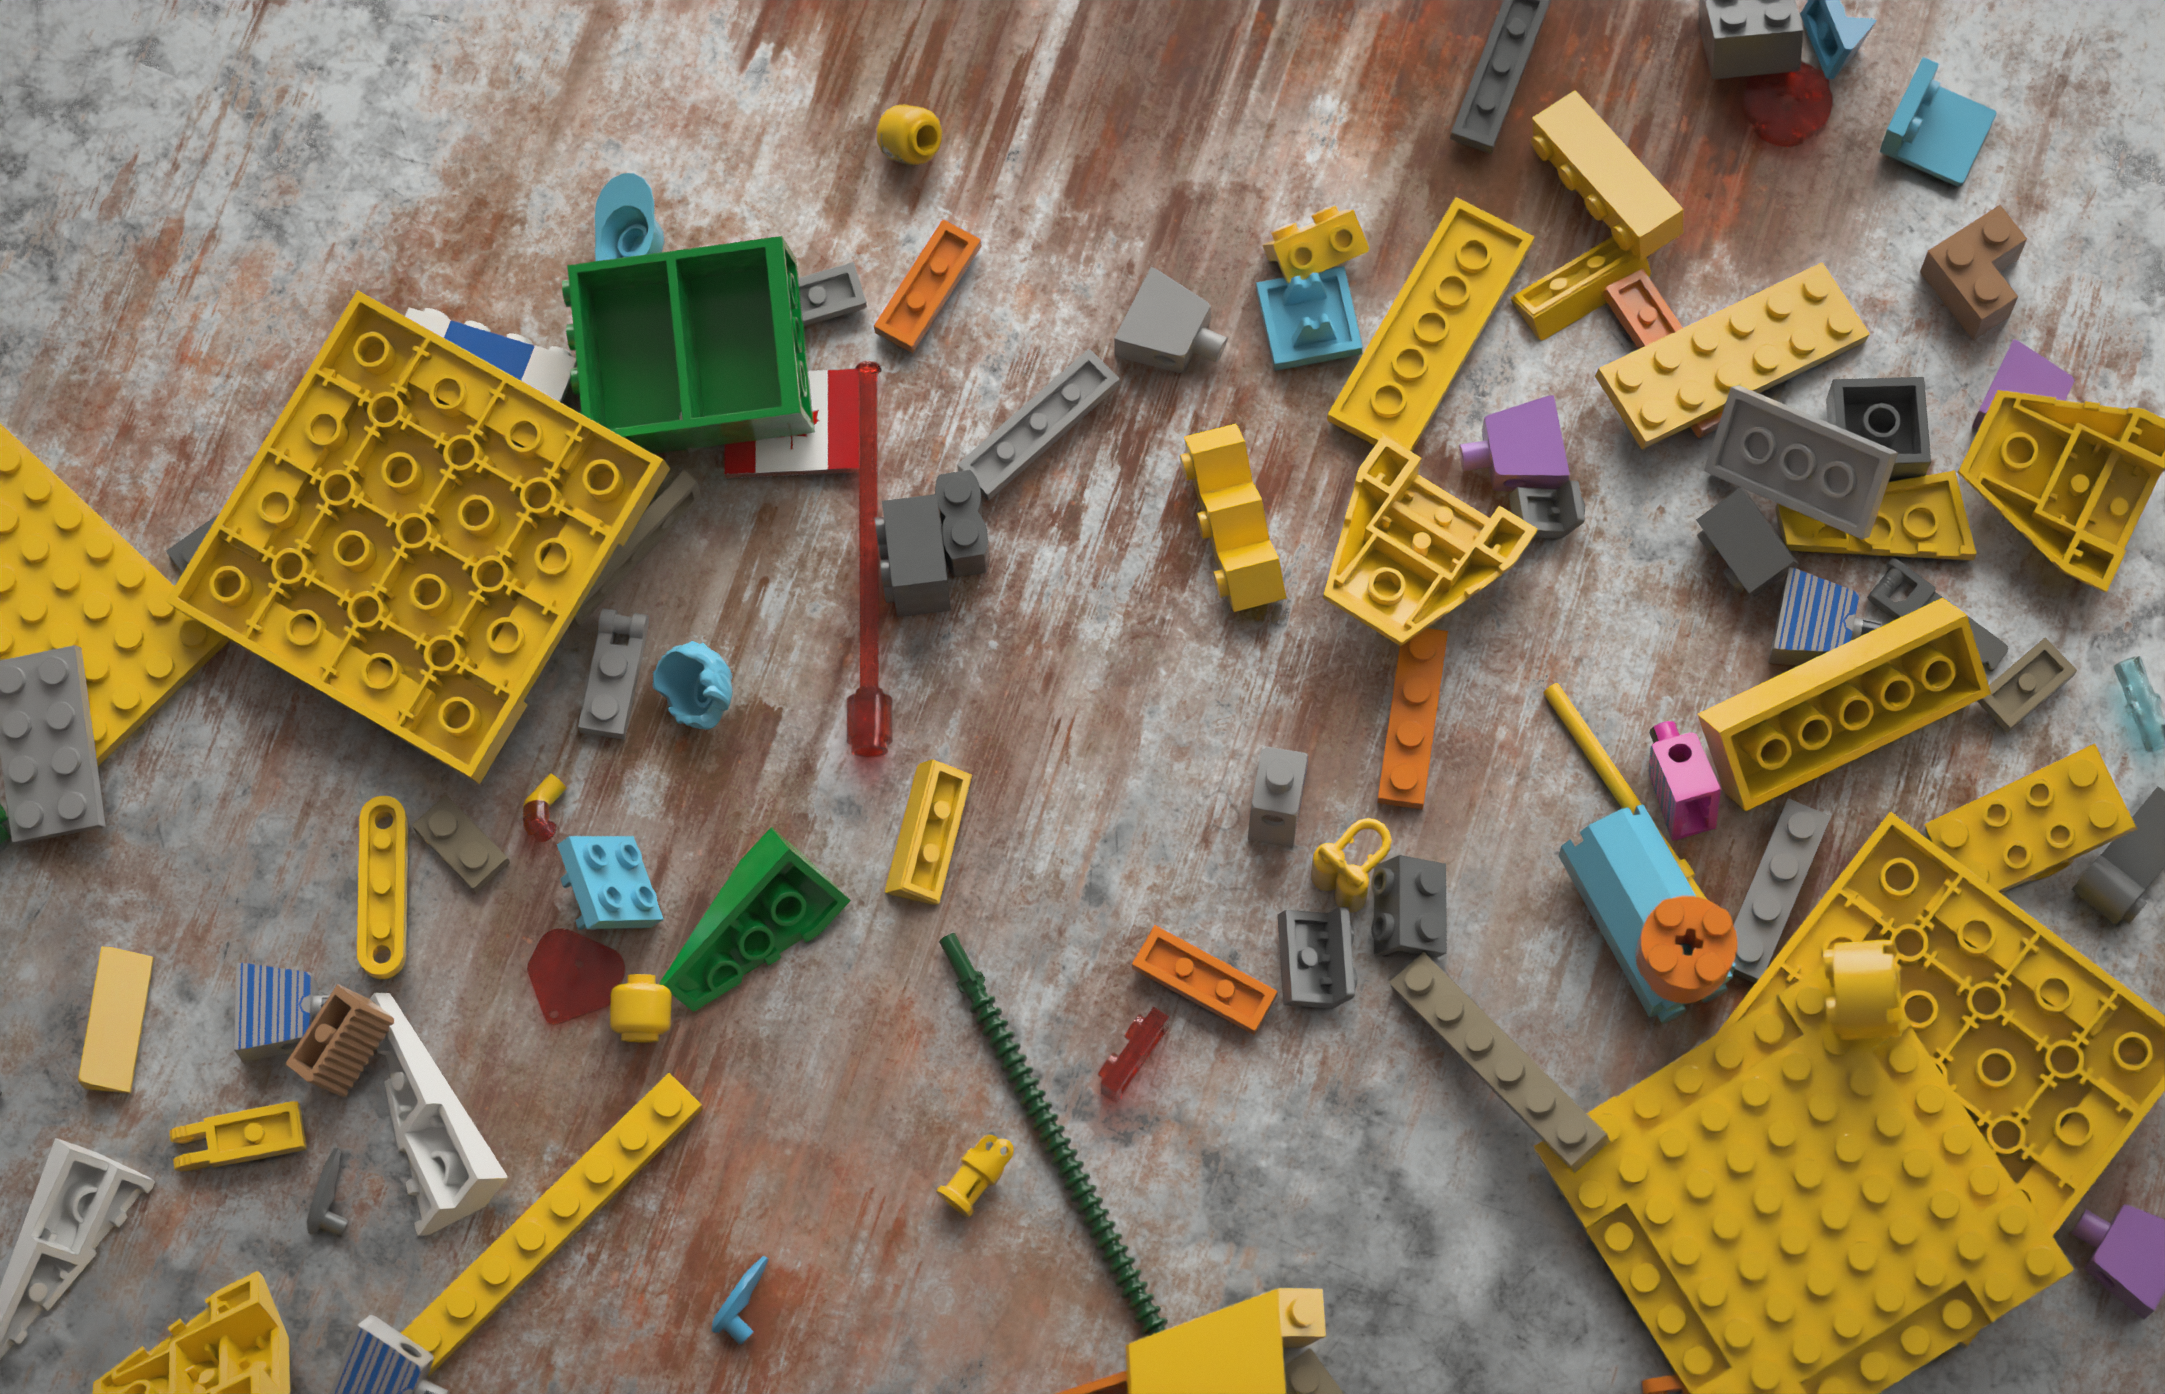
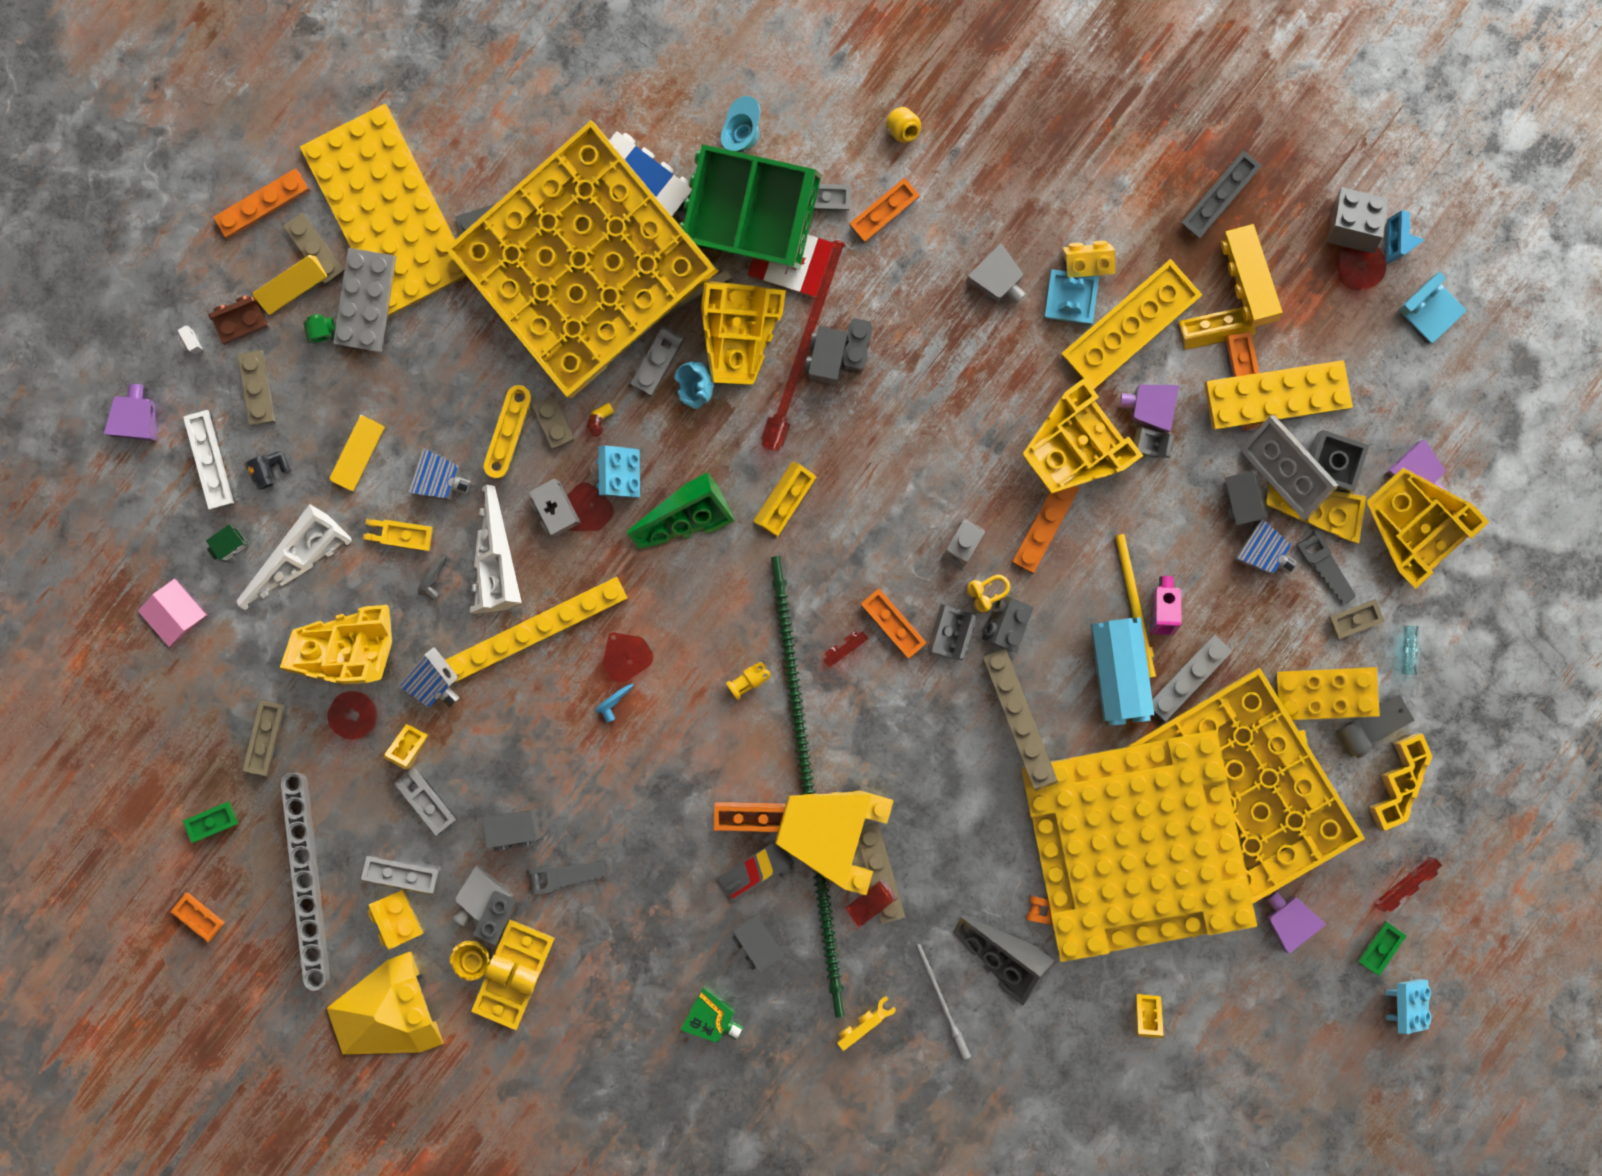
camera: 20 degrees right, 15 degrees up
(340, 1041) = (461, 505): medium nougat brick -> none
(497, 967) = (565, 515): none -> light grey brick
(640, 1009) = (613, 540): yellow head -> none
(722, 1205) = (621, 650): none -> clear red piece
(741, 562) = (738, 327): none -> yellow wedge
(1040, 423) = (914, 305): light grey plate -> none
(1233, 518) = (993, 391): yellow brick -> none
(1660, 951) = (1145, 699): orange brick -> none
(1844, 703) = (1261, 600): yellow brick -> none
(1865, 990) = (1209, 761): yellow brick -> none
(1968, 269) = (1414, 394): medium nougat brick -> none

